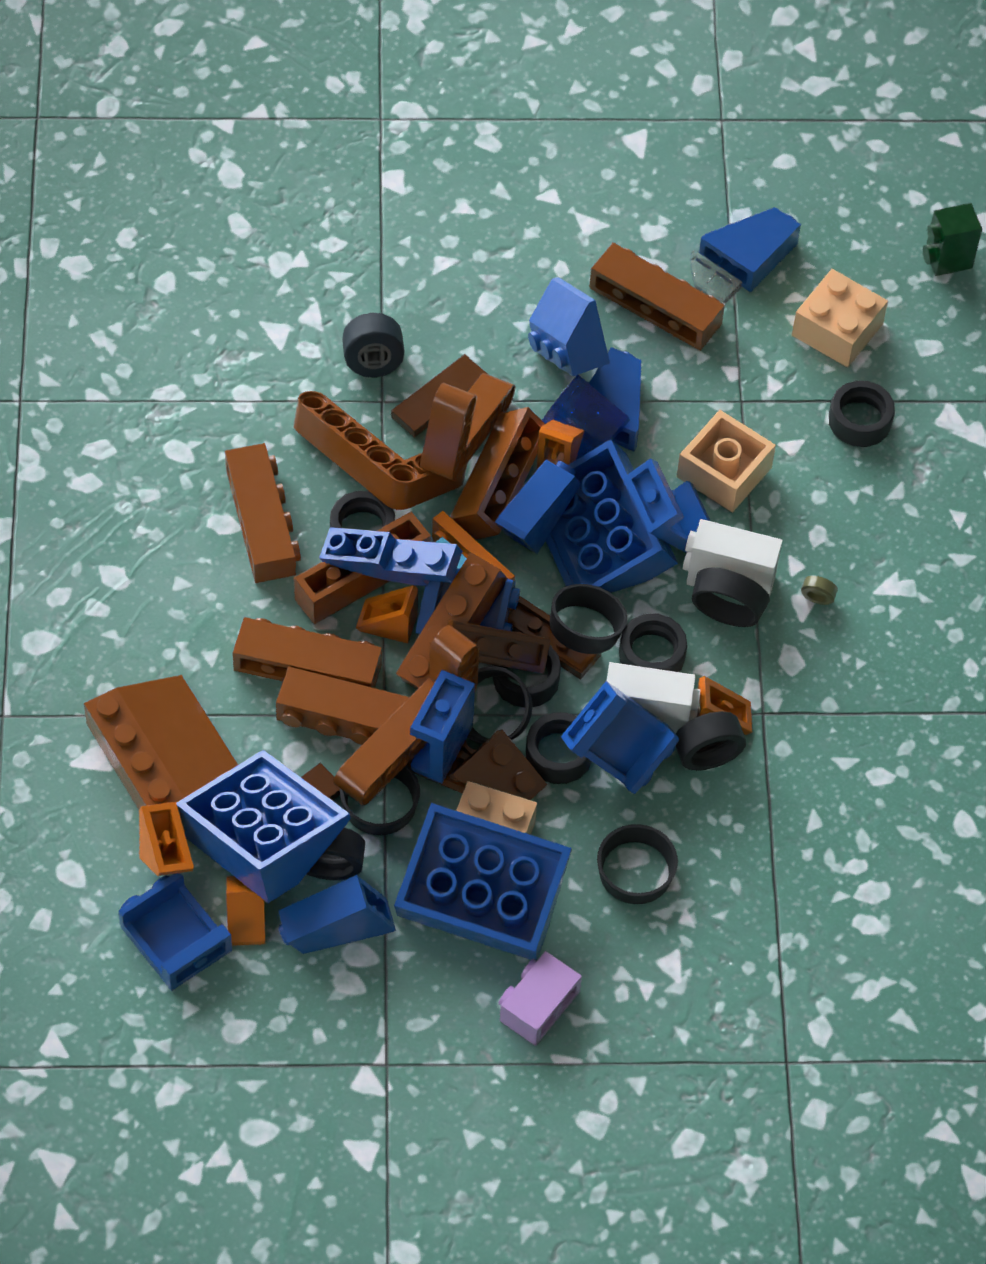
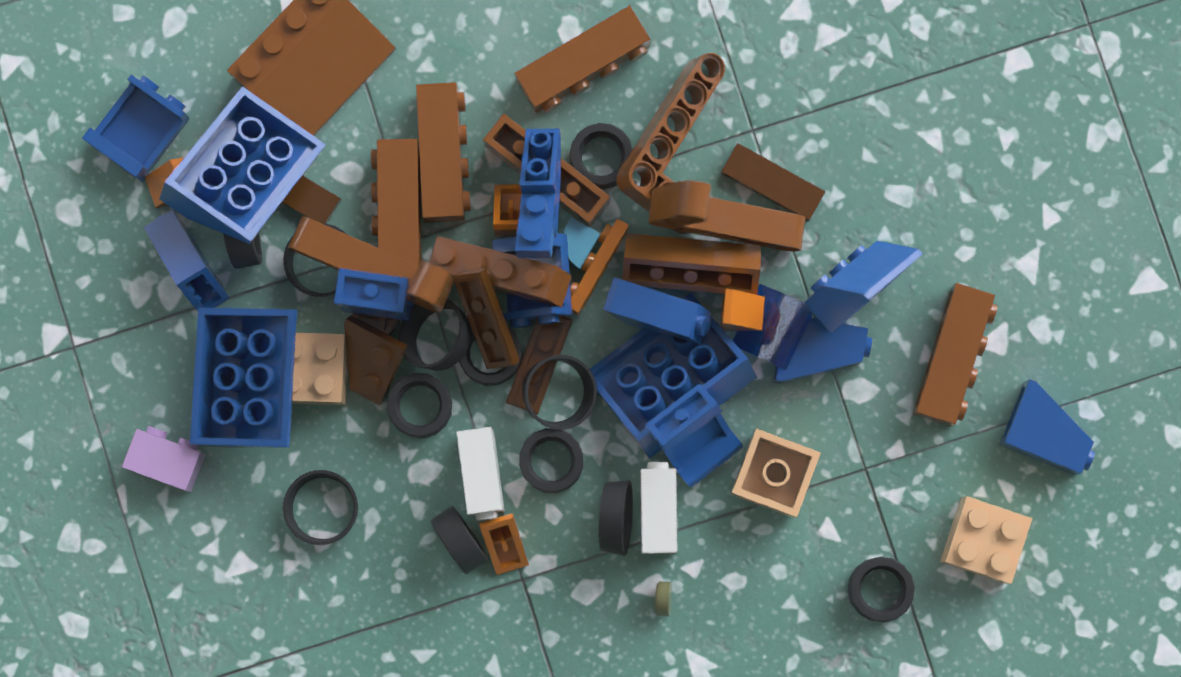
camera: 80 degrees right, 25 degrees up
(163, 840) = (204, 90): orange slope -> none
(373, 345) = (800, 102): black wheel -> none
(621, 737) = (428, 458): blue panel -> none
(713, 279) = (997, 403): clear tile -> none
(952, 239) = (1113, 629): dark green brick -> none

